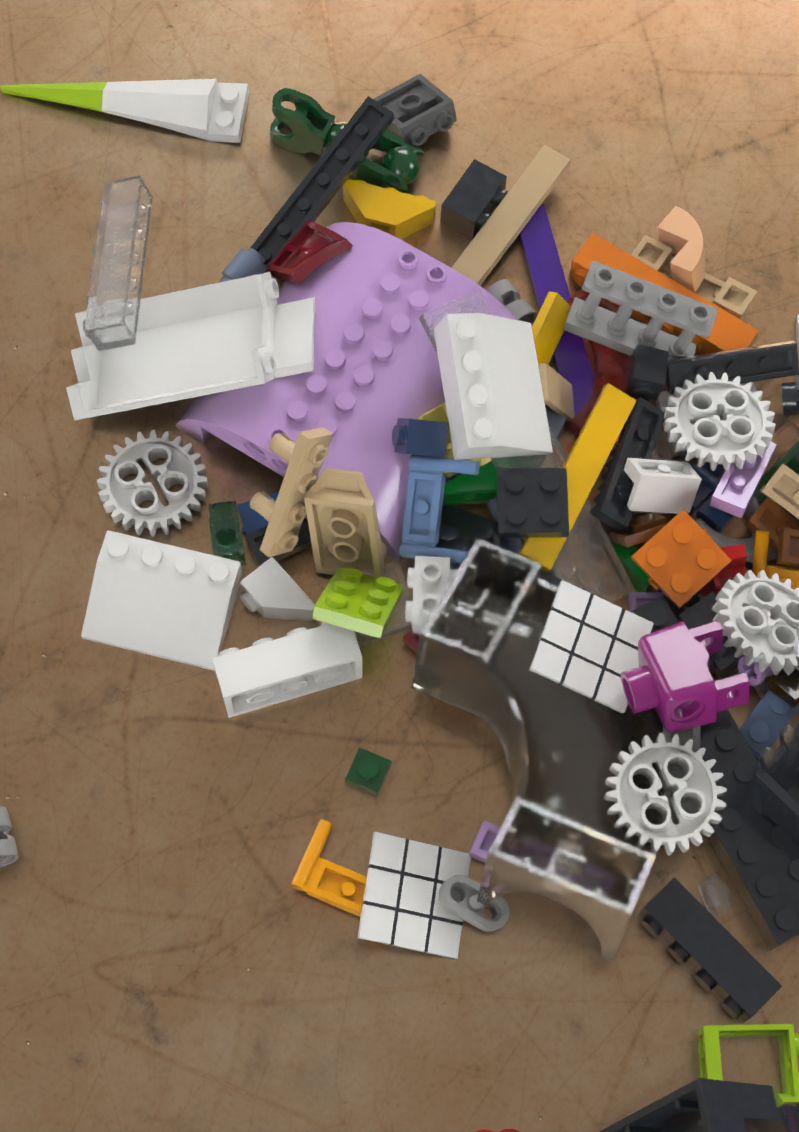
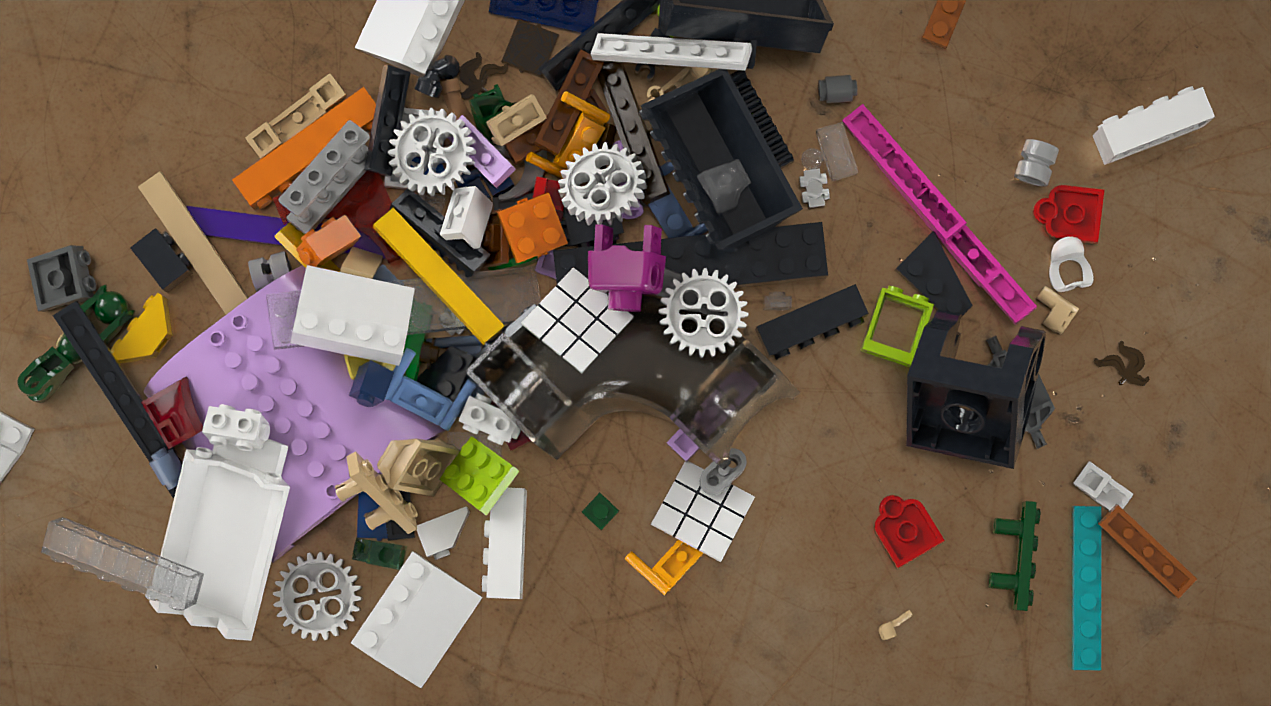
camera: 65 degrees left, 15 degrees up
(313, 305) = (236, 427): none -> white brick
(482, 502) = (429, 353): none -> dark brown plate
(532, 502) = (450, 319): black plate -> none
(566, 348) = (328, 242): none -> orange brick
(646, 372) = (370, 189): black brick -> none
(685, 237) = (257, 109): light nougat brick -> none

